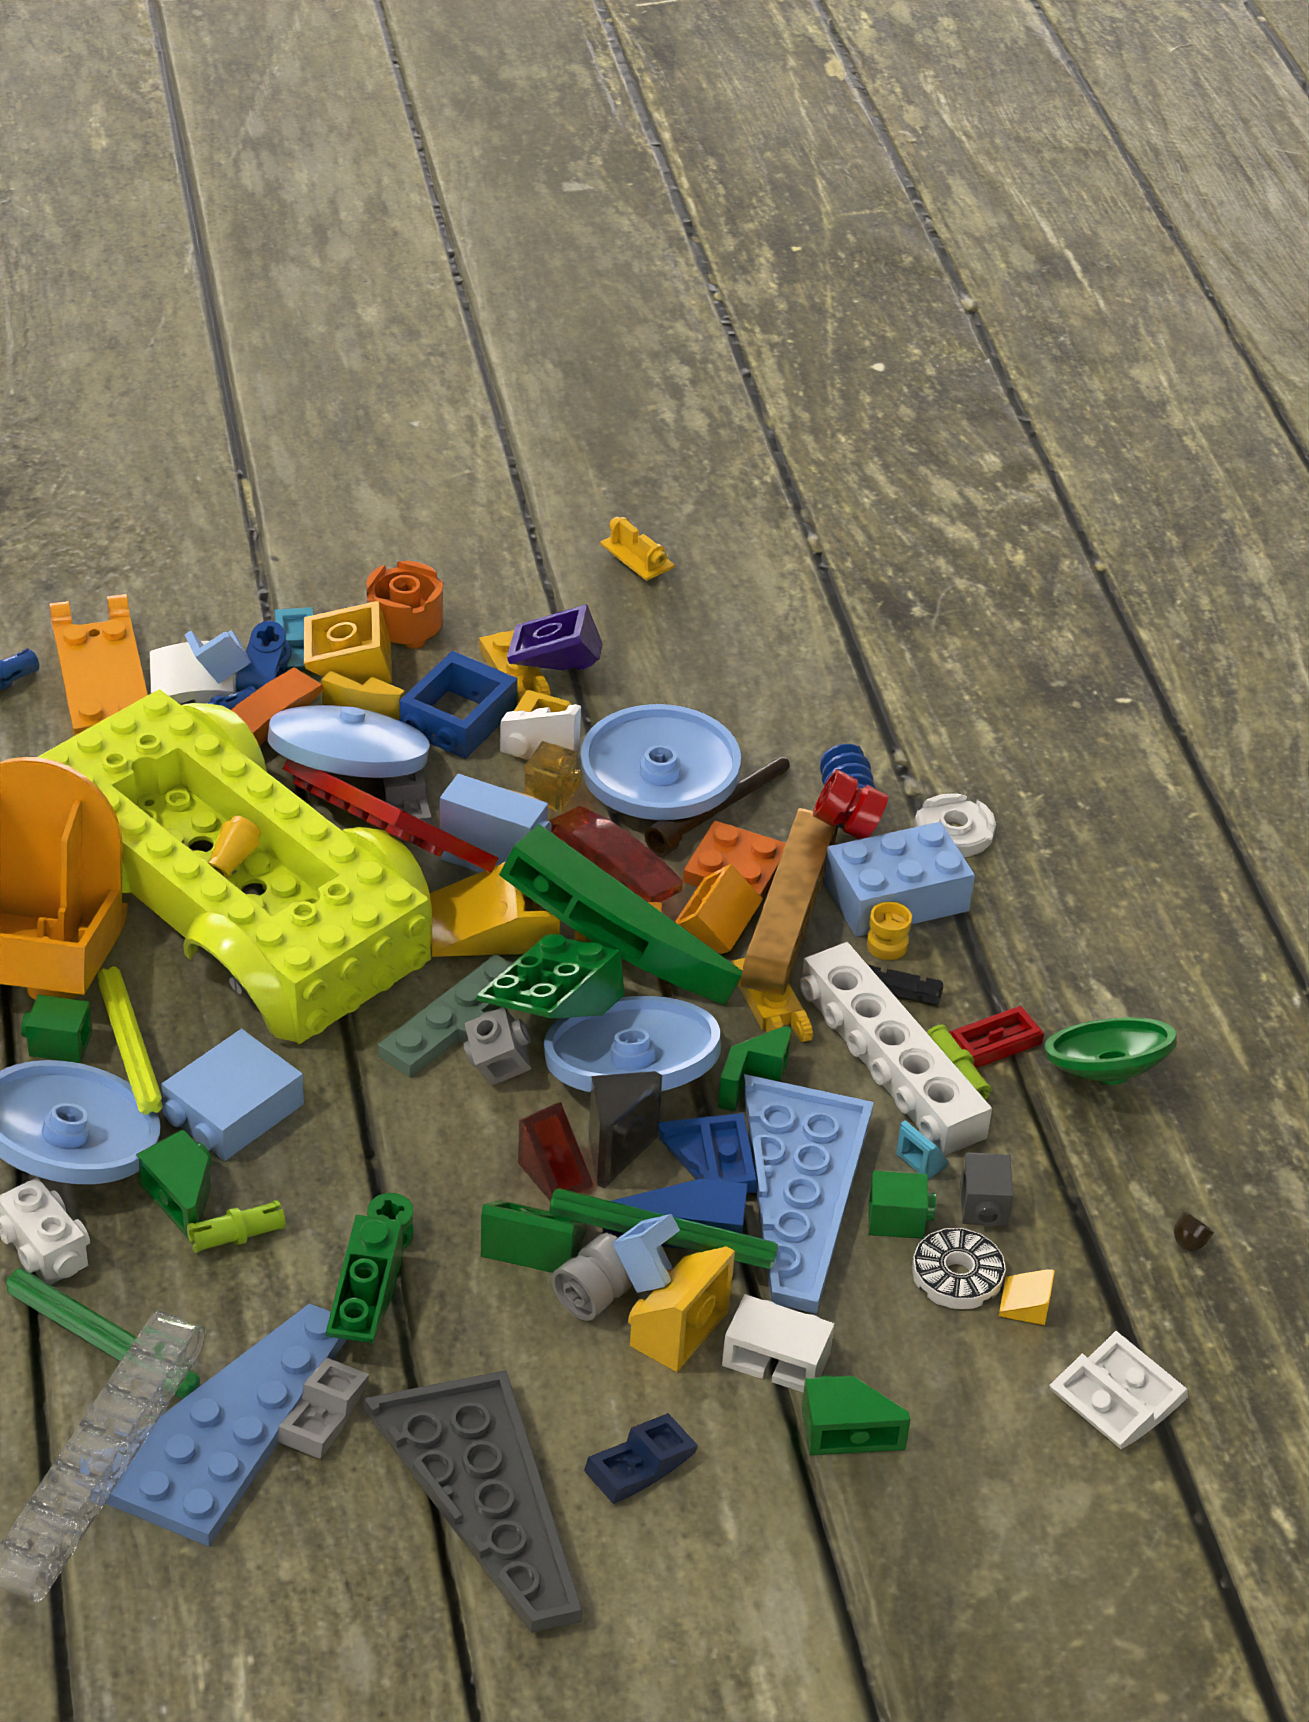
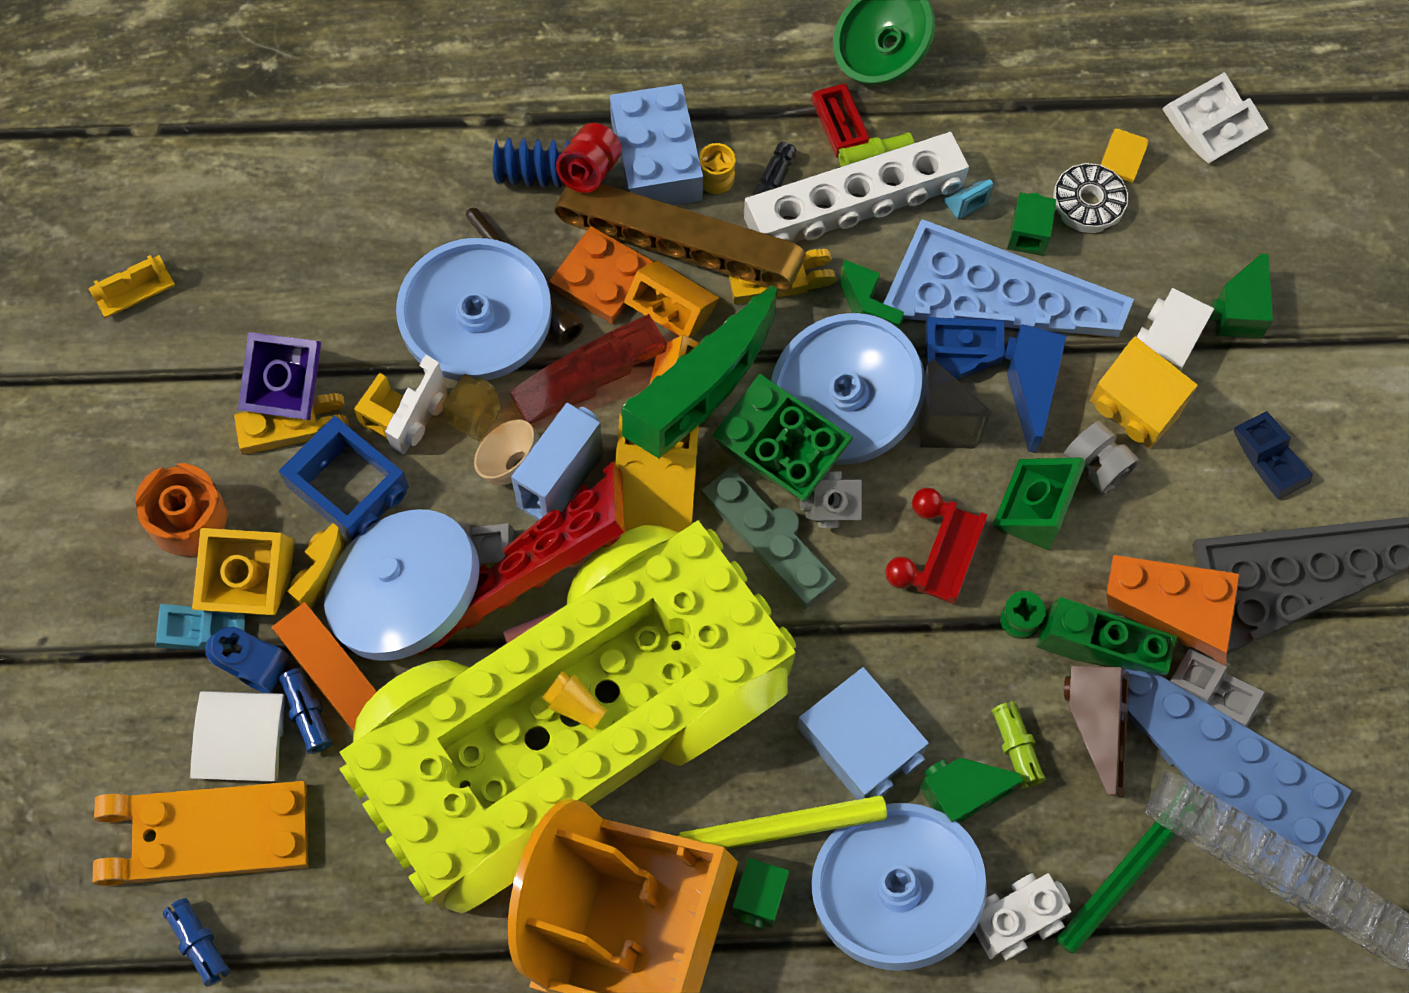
camera: 80 degrees left, 25 degrees up
(221, 655) = (244, 697): light blue panel -> none
(260, 1288) = (1101, 712): none -> slope
(410, 1342) = (1177, 600): none -> orange wedge
(454, 1153) = (950, 551): none -> red gear
(551, 1152) = (961, 473): clear red slope -> none
(643, 1255) = (1107, 405): light blue panel -> none
(691, 1235) = (1068, 396): green axle -> none
(976, 819) = (573, 112): white tile -> none
(986, 1189) = (1021, 159): dark grey brick -> none
(1191, 1232) = (1068, 32): dark brown hinge -> none

